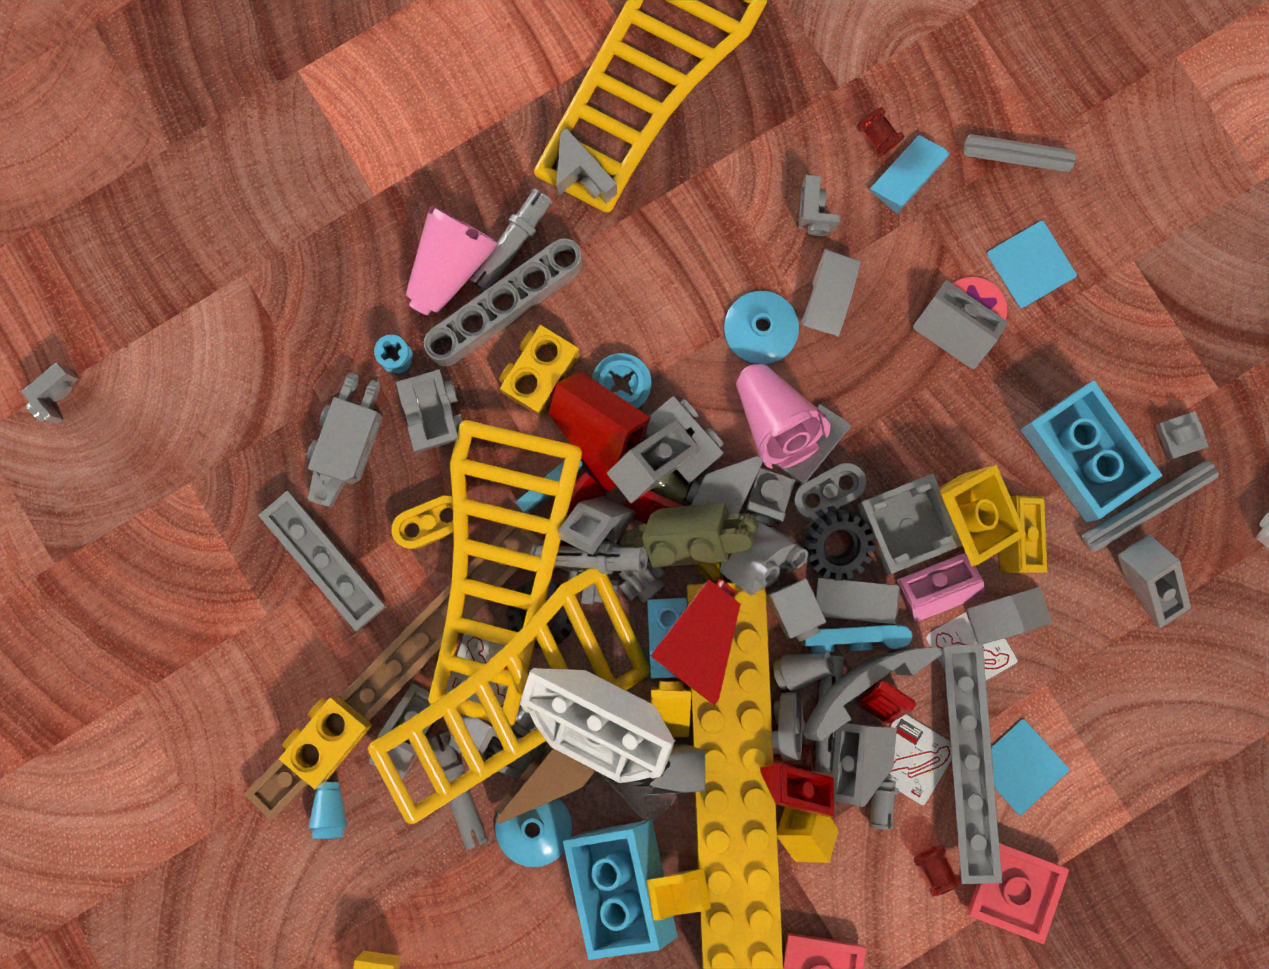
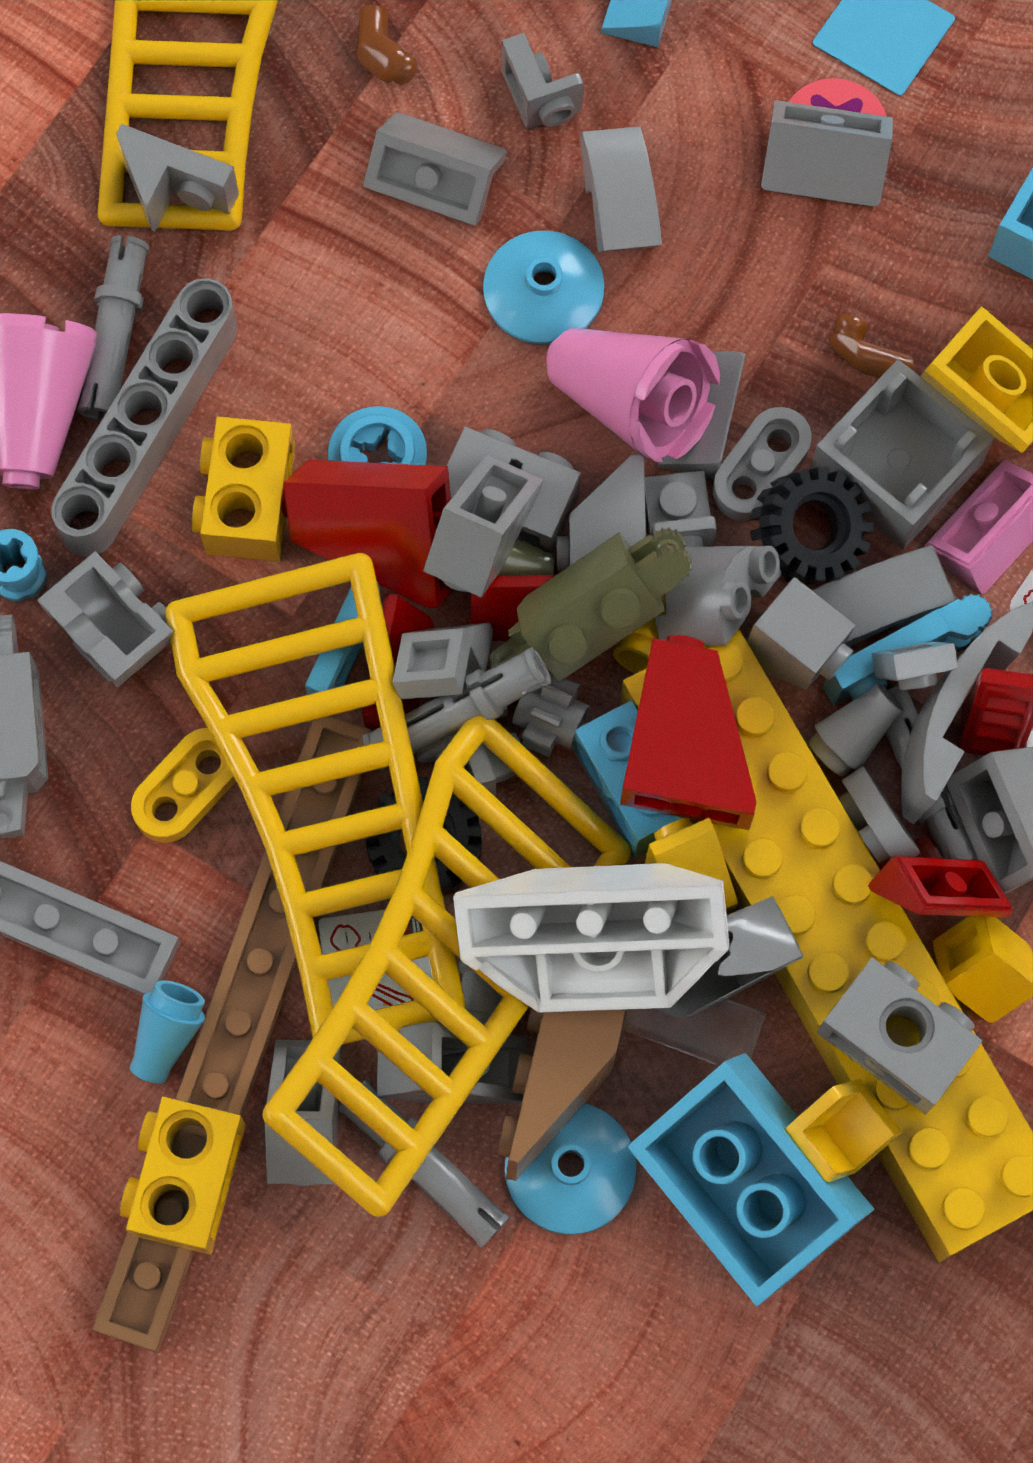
camera: 30 degrees left, 10 degrees down
(328, 812) = (240, 1297): medium azure cone -> none
(355, 652) = (165, 1028): none -> medium azure cone
(734, 228) = (433, 167): none -> light grey panel
(736, 145) = (378, 52): none -> dark orange arm
(736, 885) = (914, 1072): none -> light grey brick
(851, 654) = (915, 664): none -> light grey plate
(917, 454) = (862, 355): none -> dark orange arm

